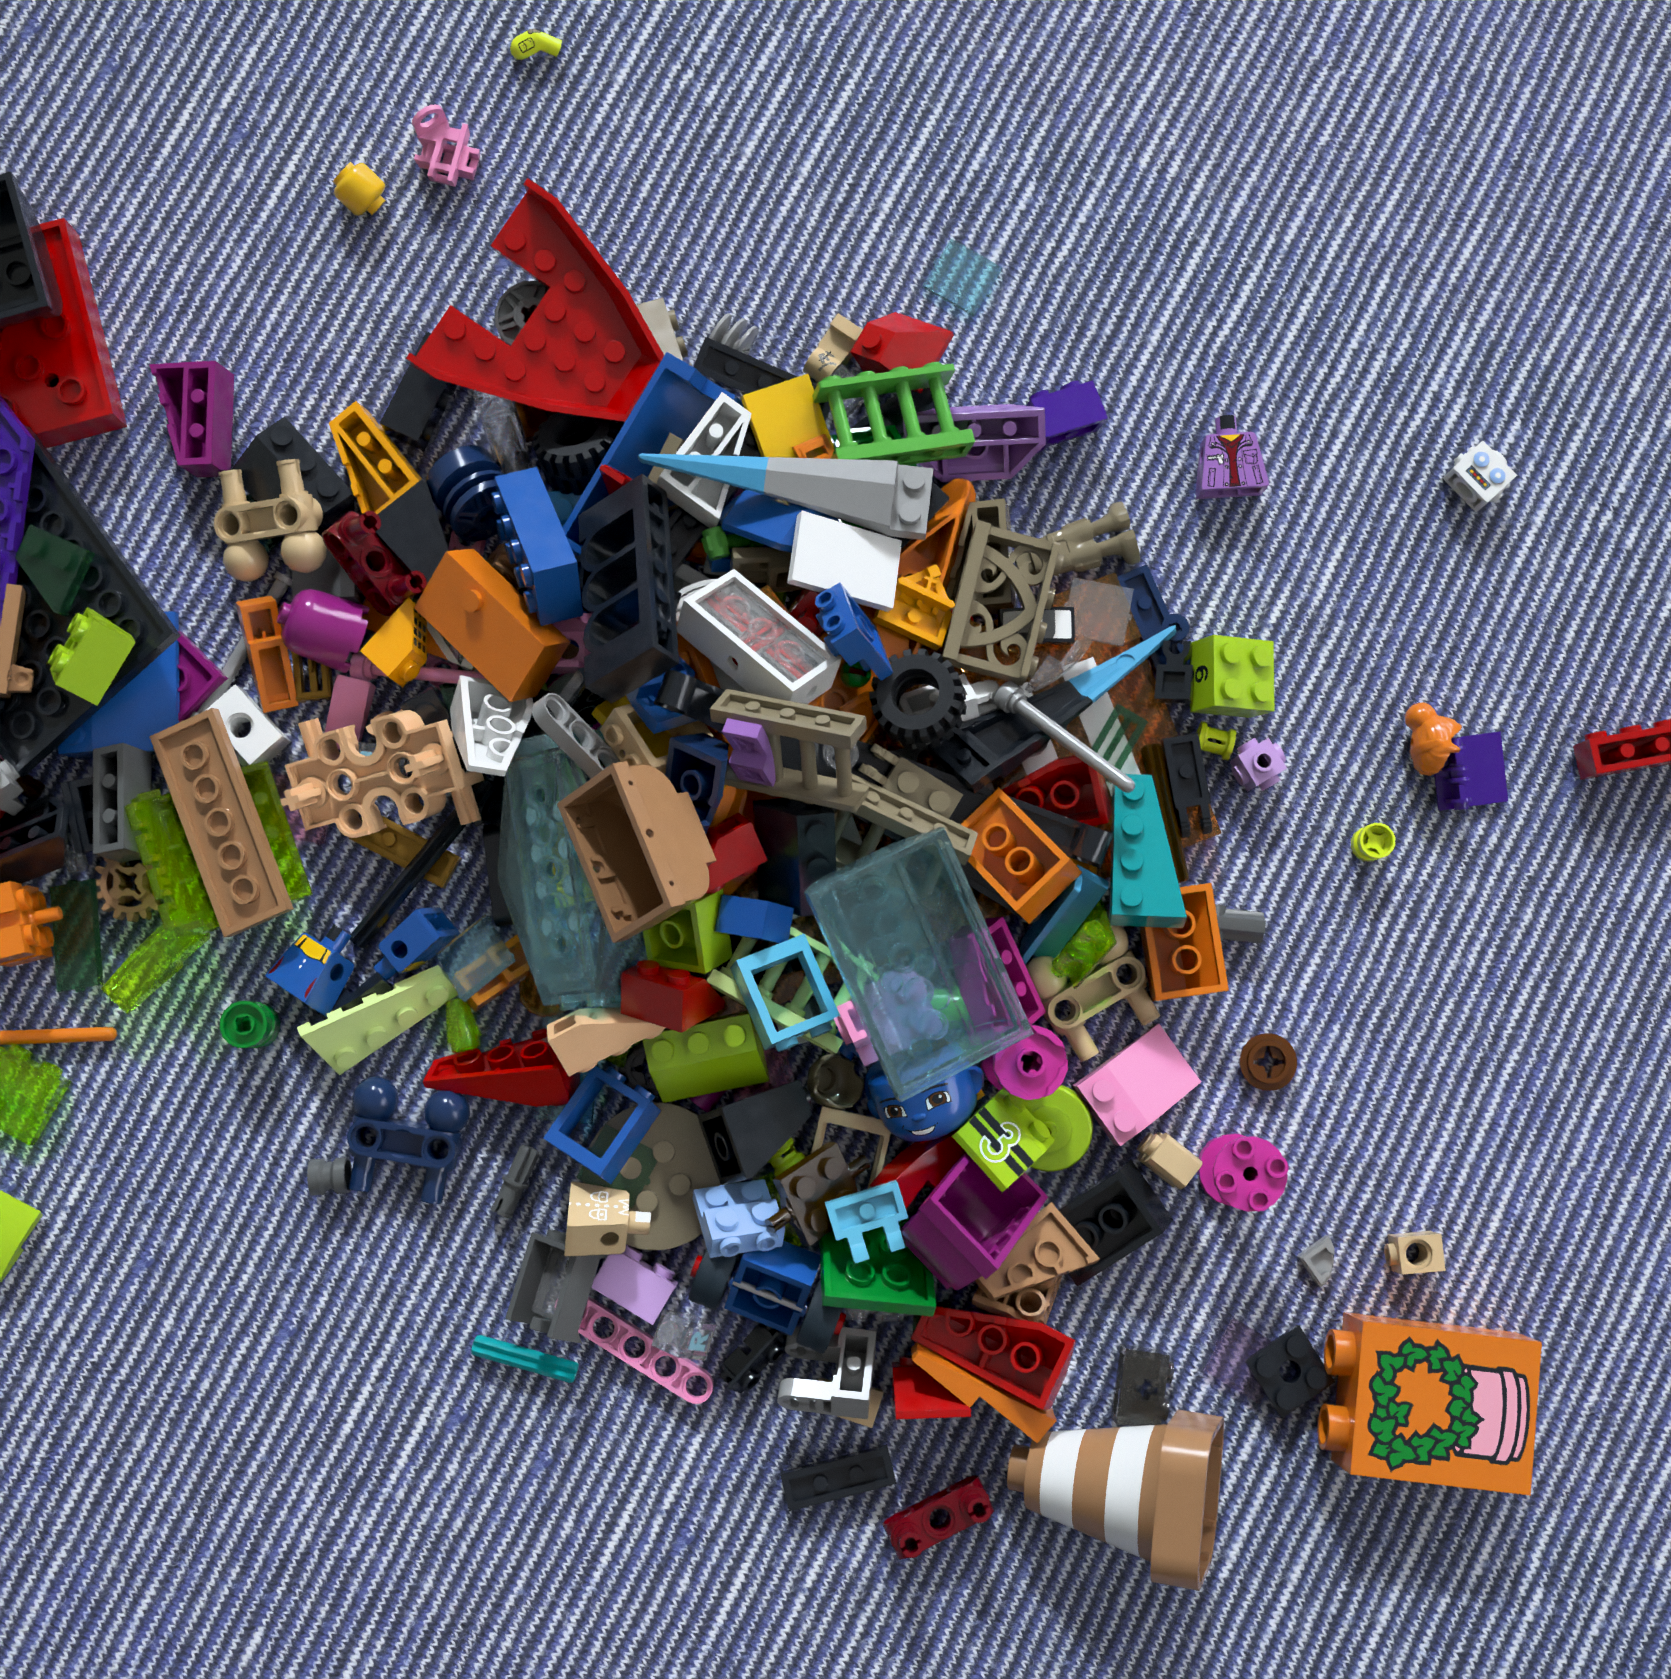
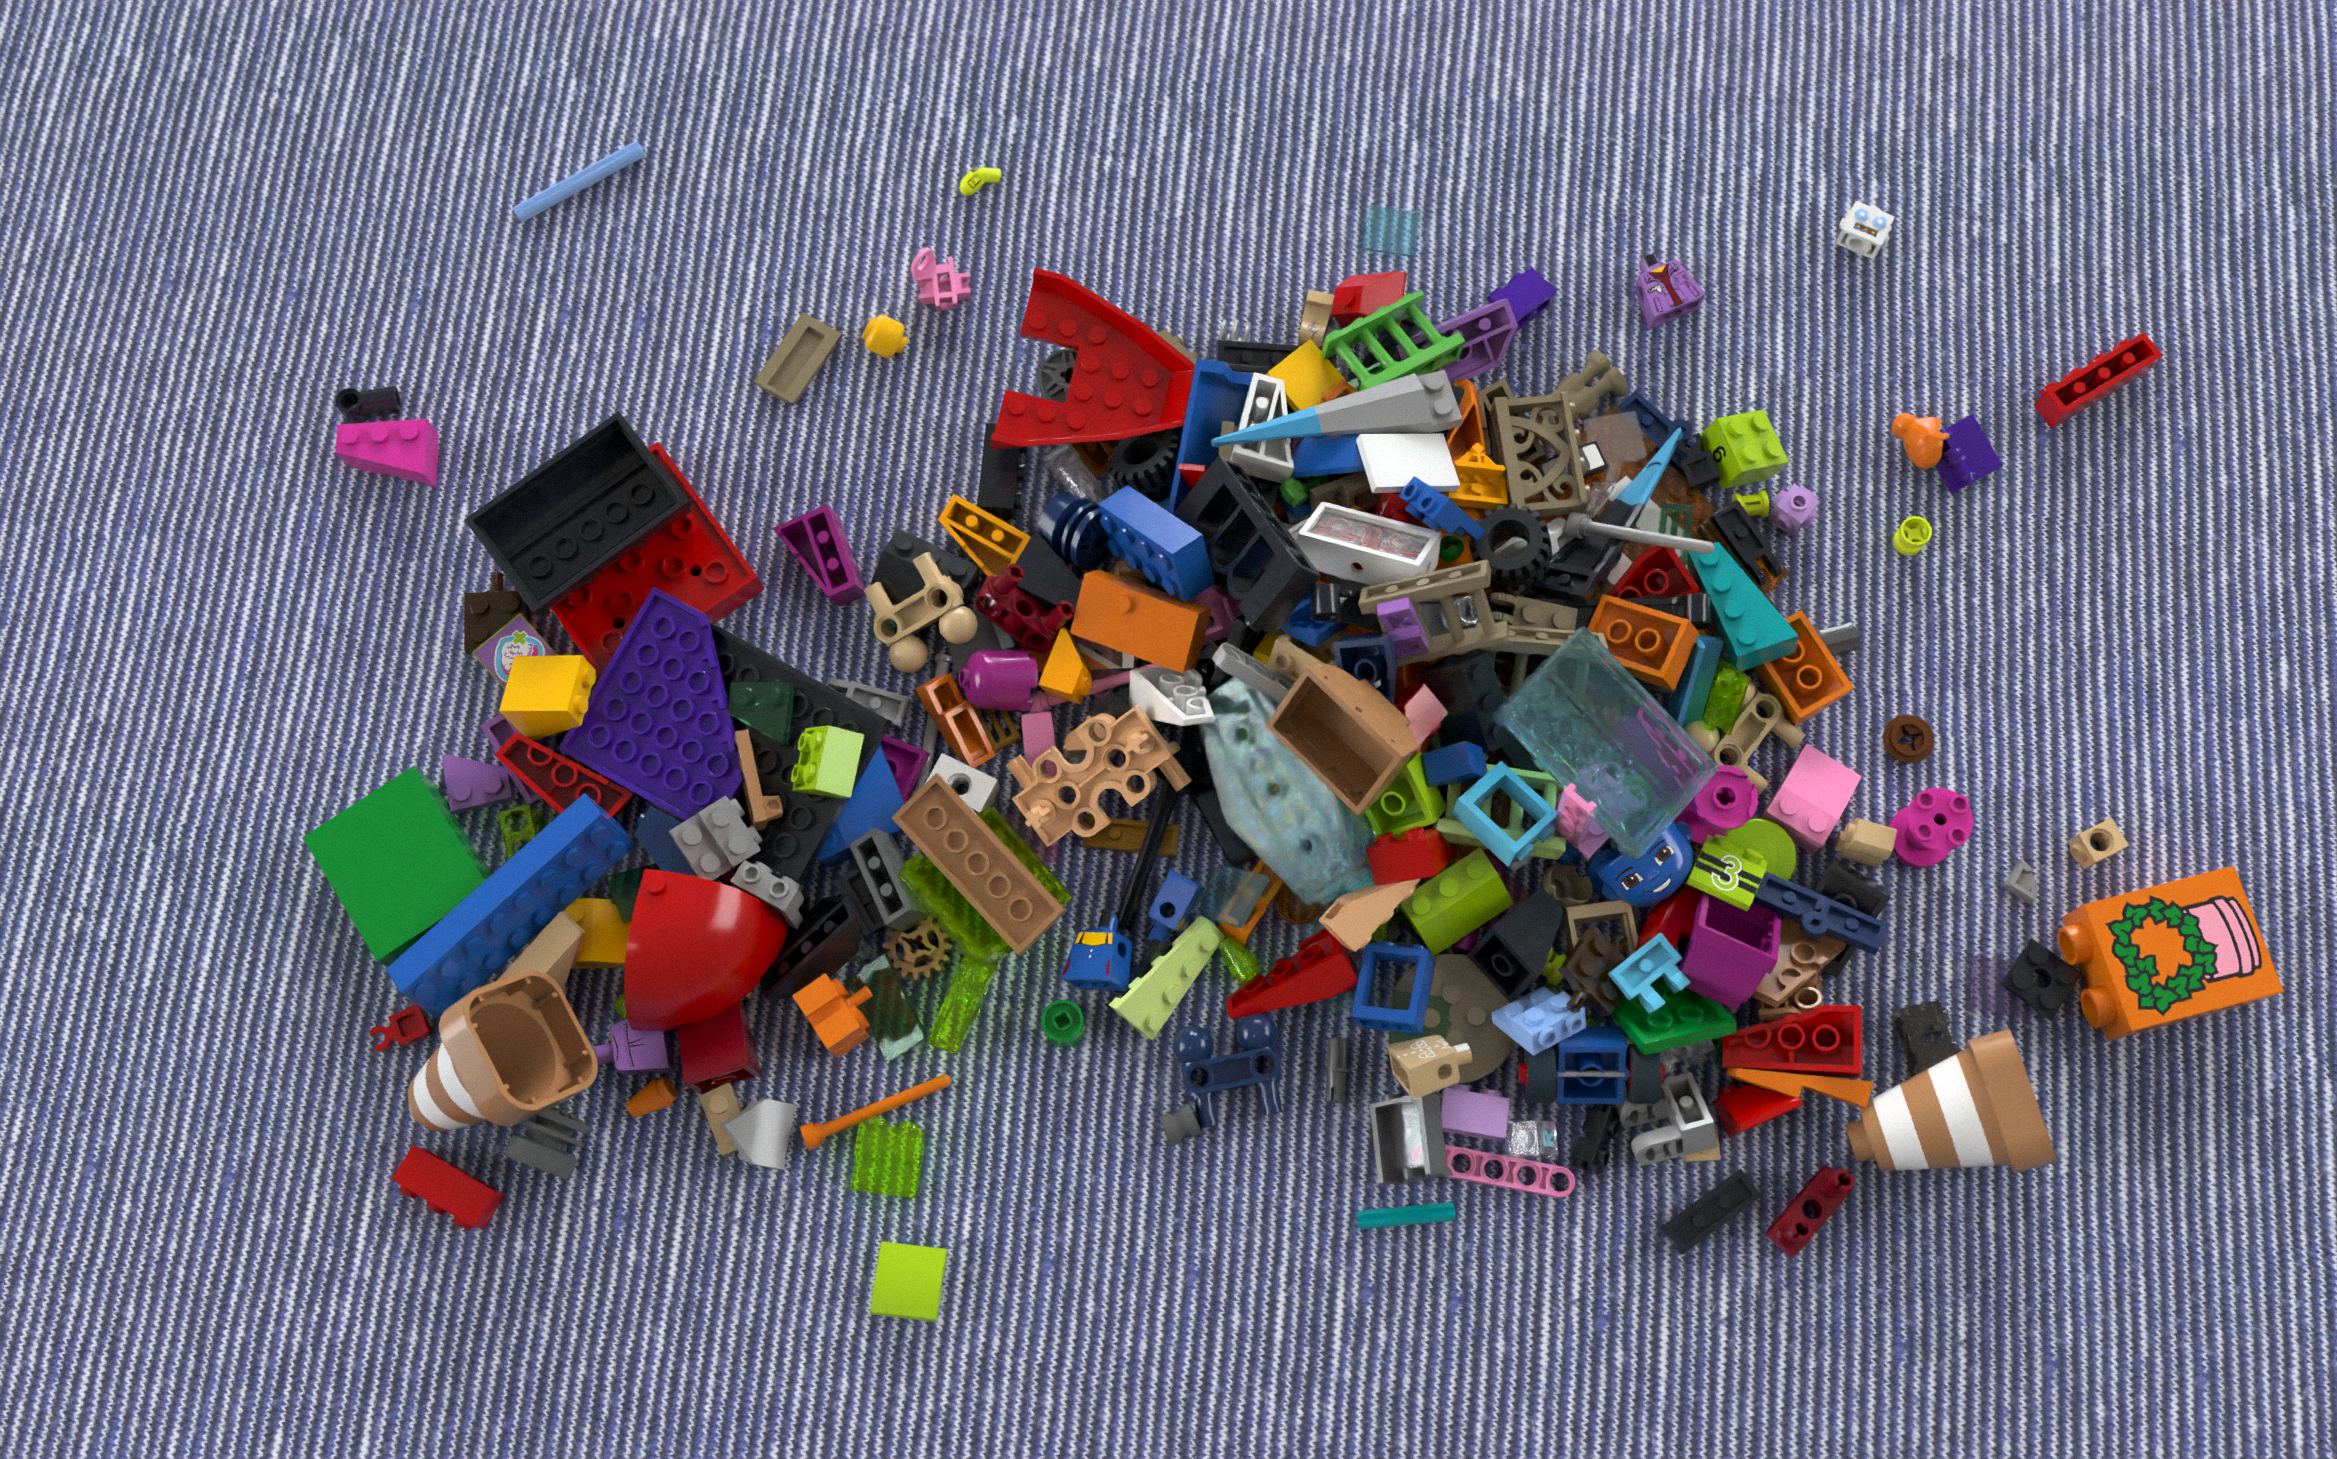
camera: 10 degrees left, 10 degrees down
(186, 597) = (885, 703): none -> light grey hinge
(259, 178) = (798, 359): none -> dark tan piece
(1083, 1219) = (1820, 914): none -> dark blue hinge

